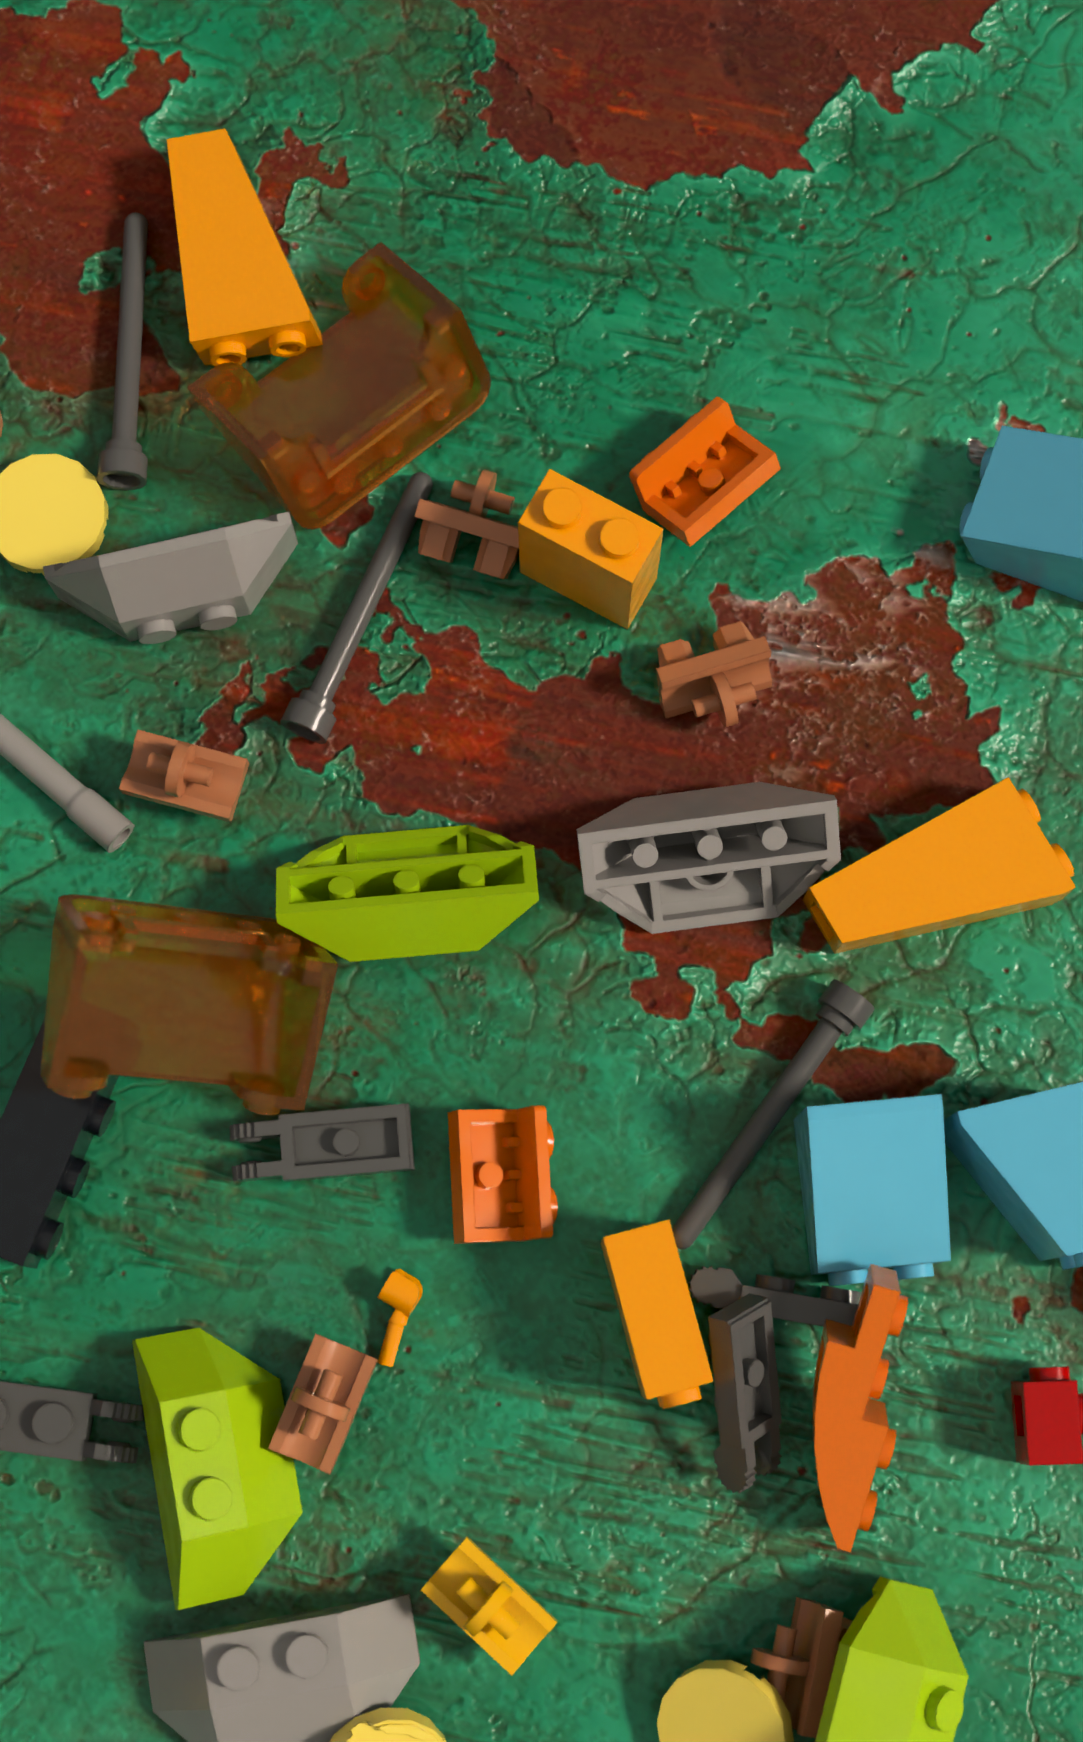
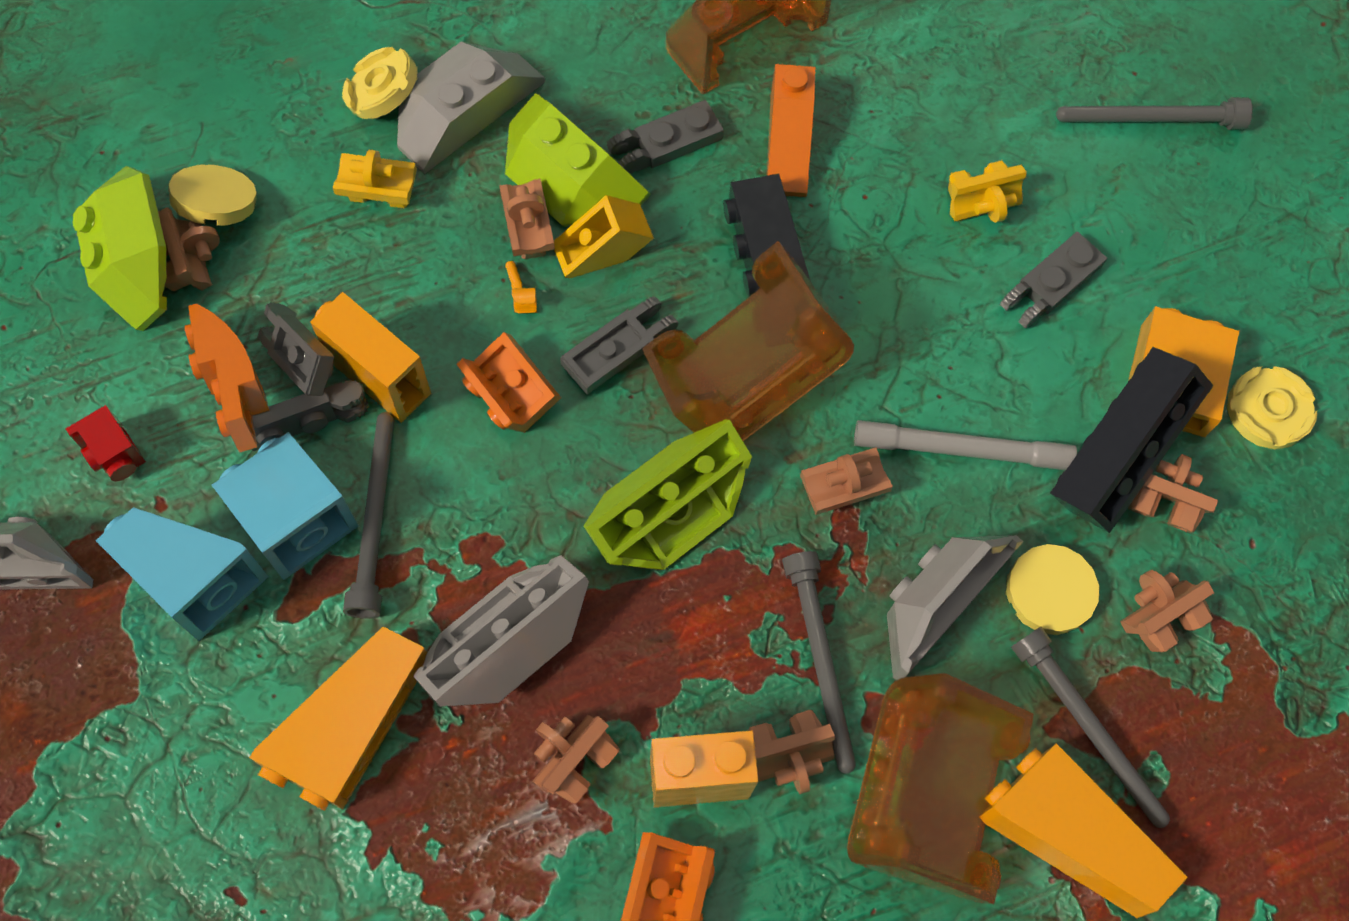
camera: 140 degrees right, 10 degrees down
(243, 1309) = (603, 237): none -> yellow slope

